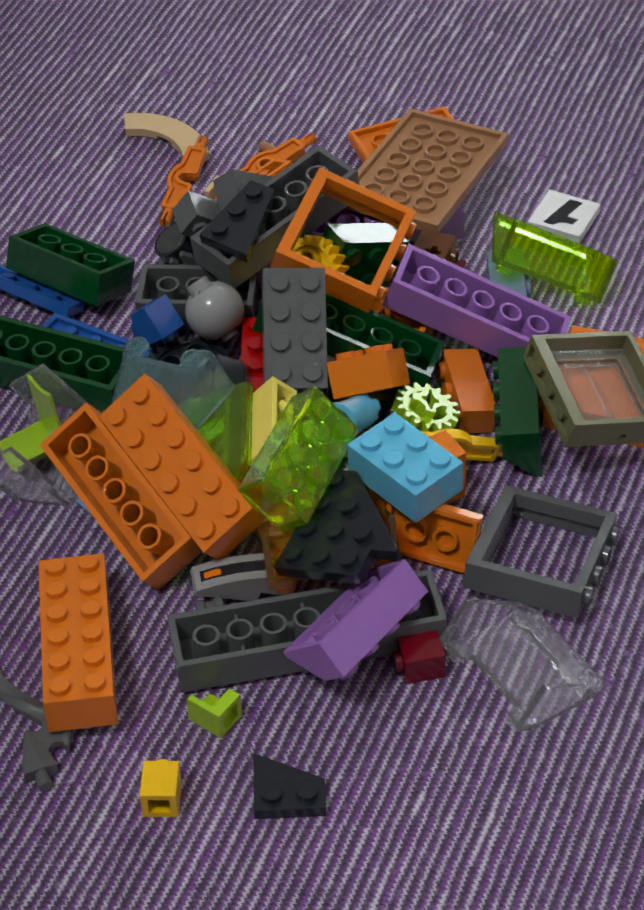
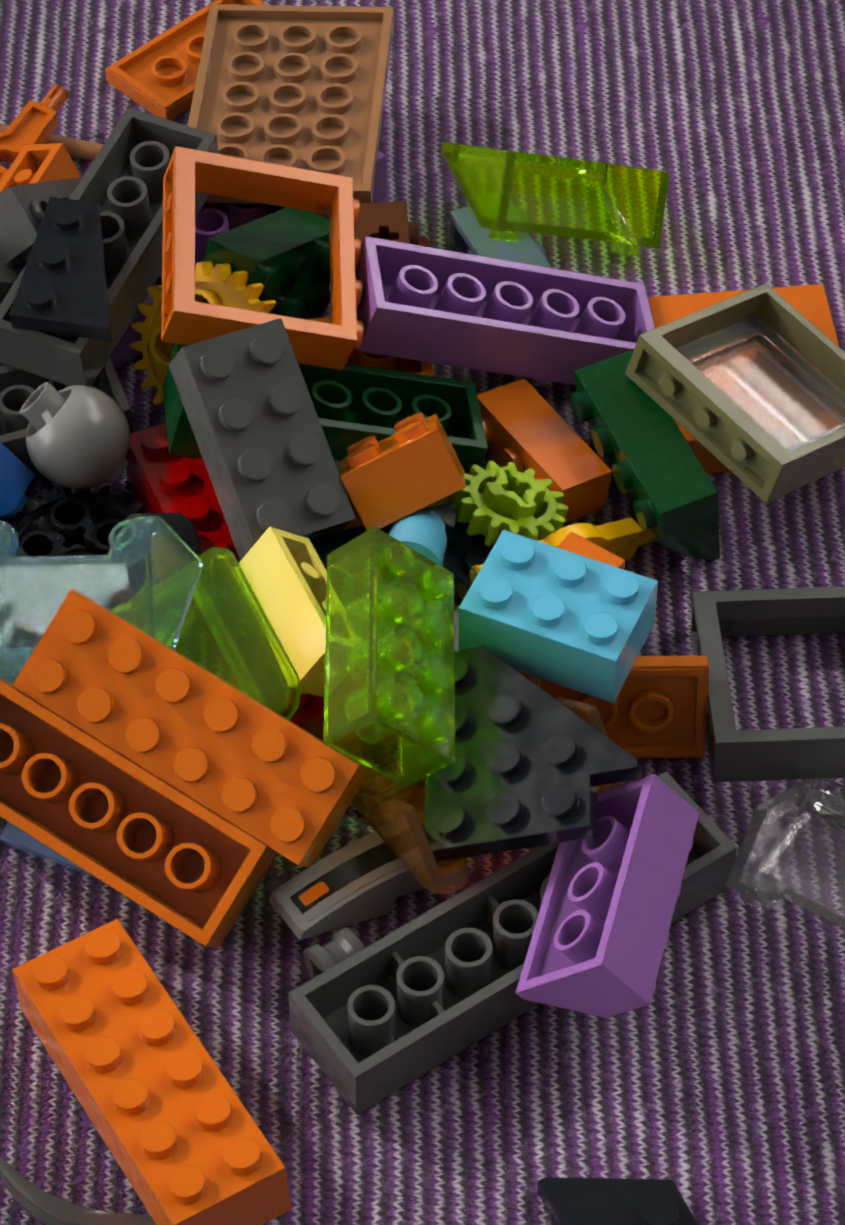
camera: 25 degrees left, 5 degrees up
(215, 713) = (434, 1131): lime panel -> none
(420, 657) = (712, 922): dark red brick -> none
(565, 215) = (523, 117): white tile -> none

